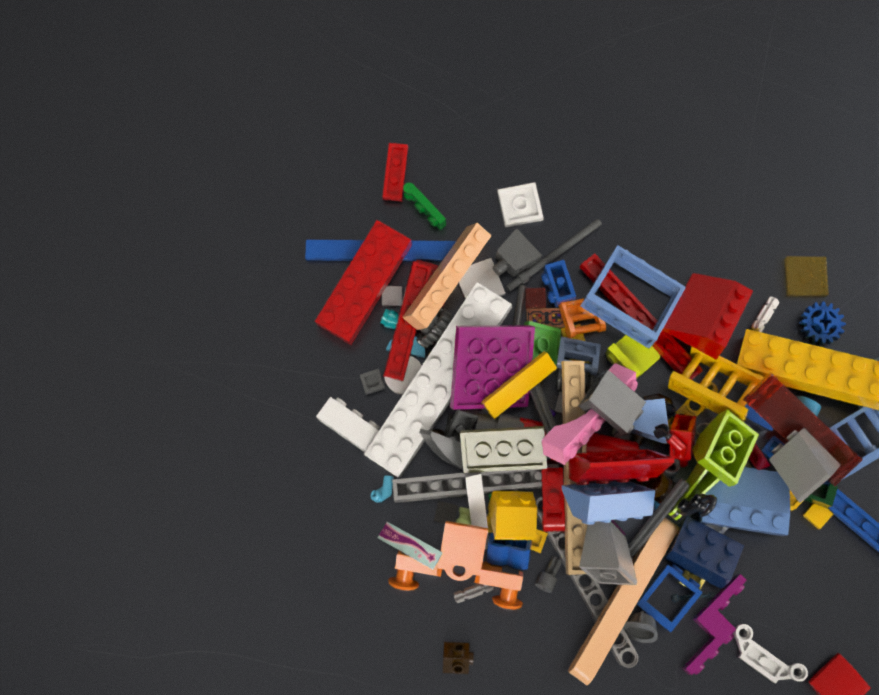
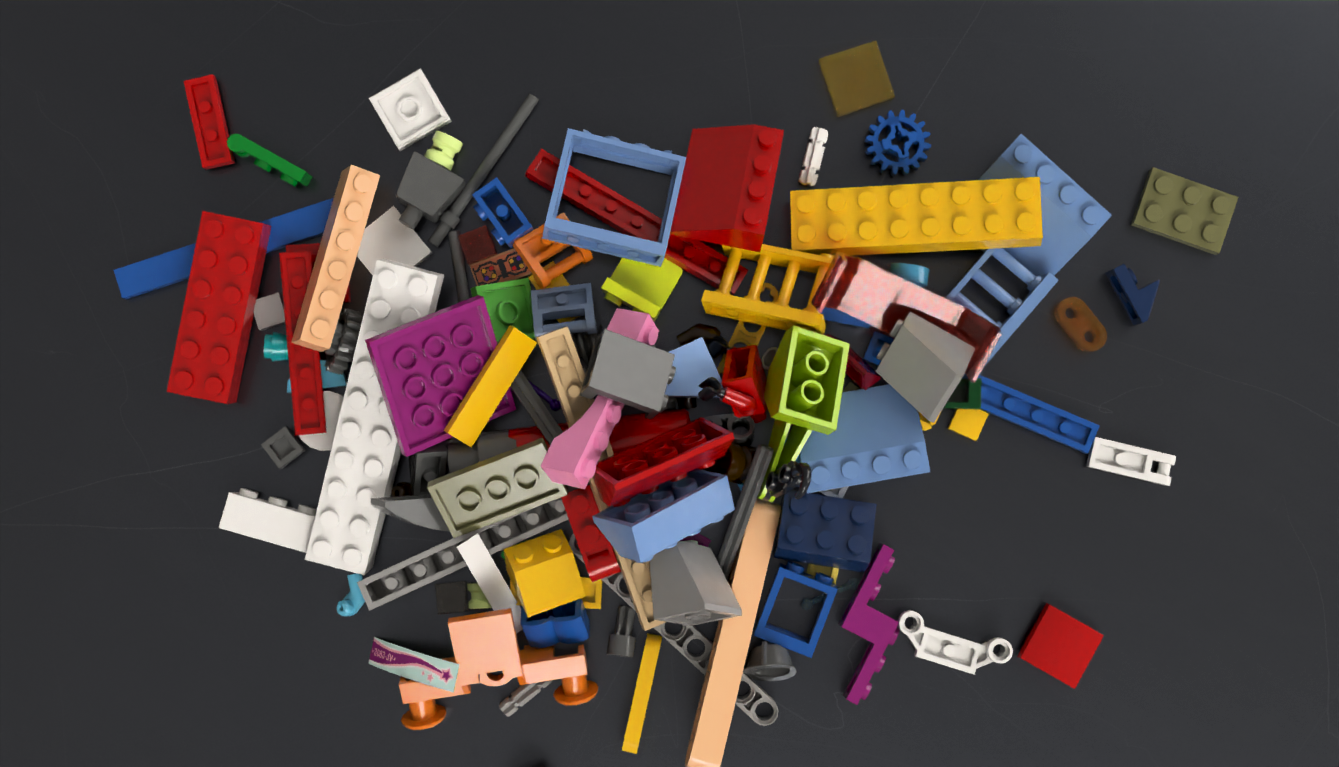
camera: 20 degrees left, 10 degrees up
(535, 233) = (443, 149): none -> yellowish green wheel
(549, 618) = (641, 693): none -> yellow beam

